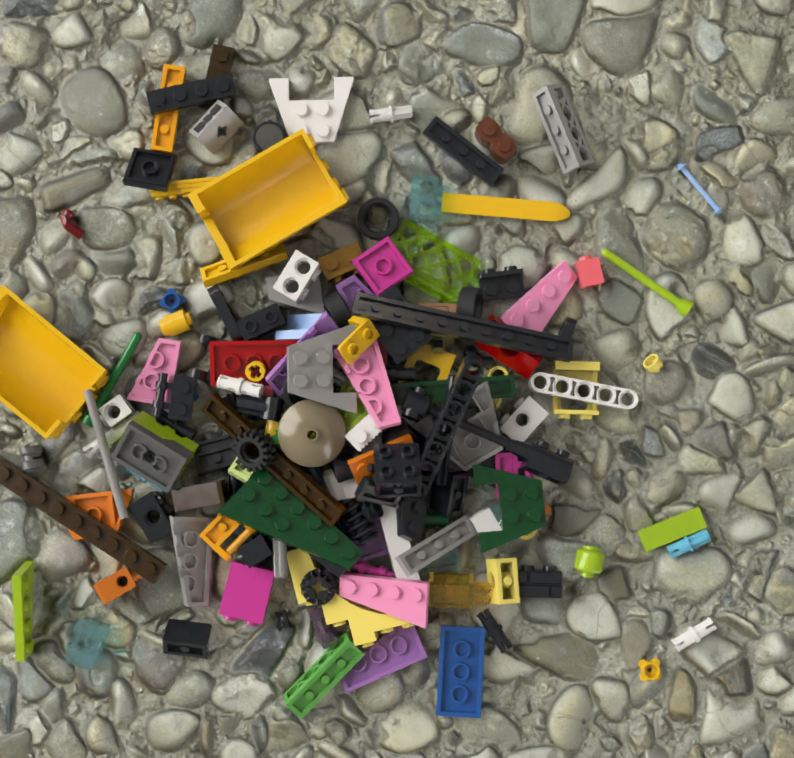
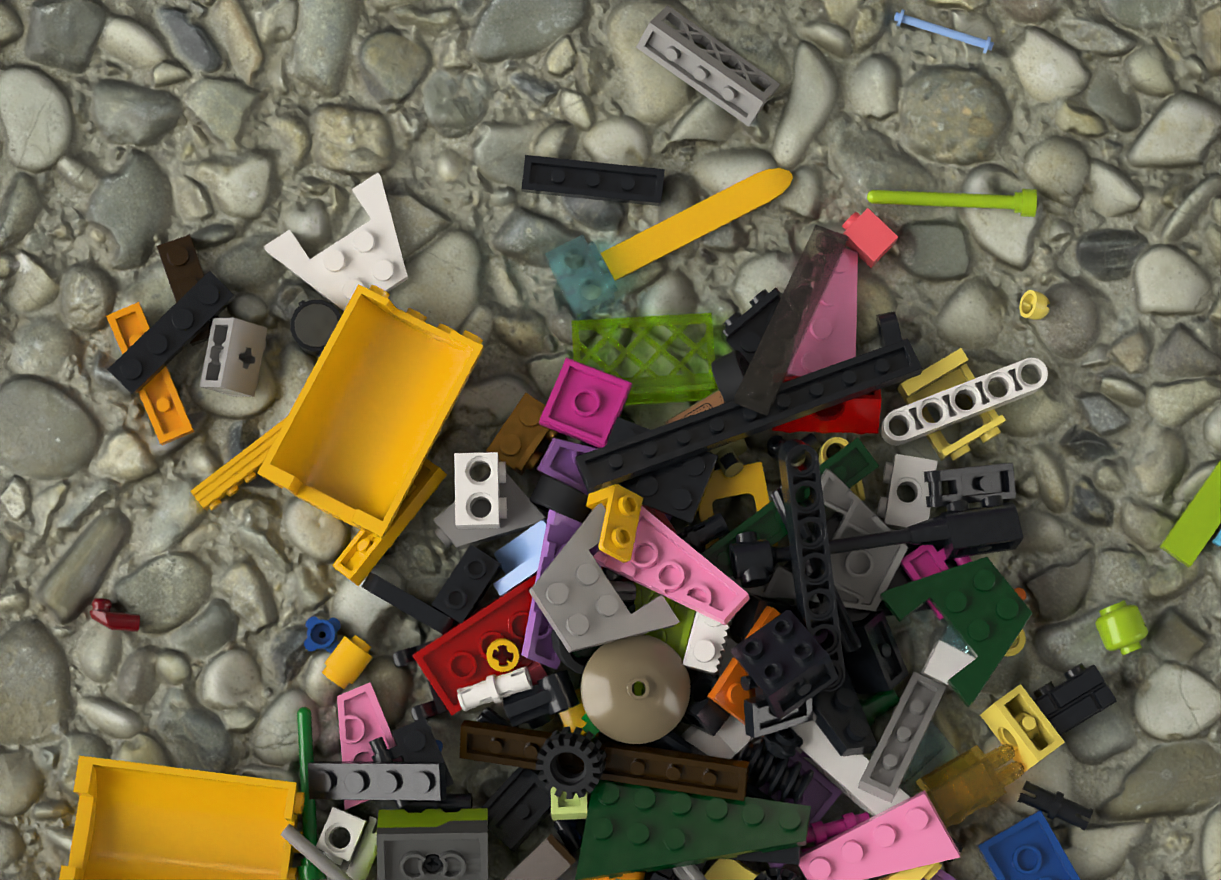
camera: 30 degrees left, 5 degrees down
(150, 169) = (178, 472): black plate -> none
(150, 395) = (377, 780): none -> plate
(378, 202) = (535, 371): black tyre -> none
(391, 113) = (462, 190): white axle -> none
(491, 137) = (618, 137): copper brick -> none
(518, 290) = (791, 320): none -> clear smoke plate
(558, 436) = (970, 483): none -> black plate

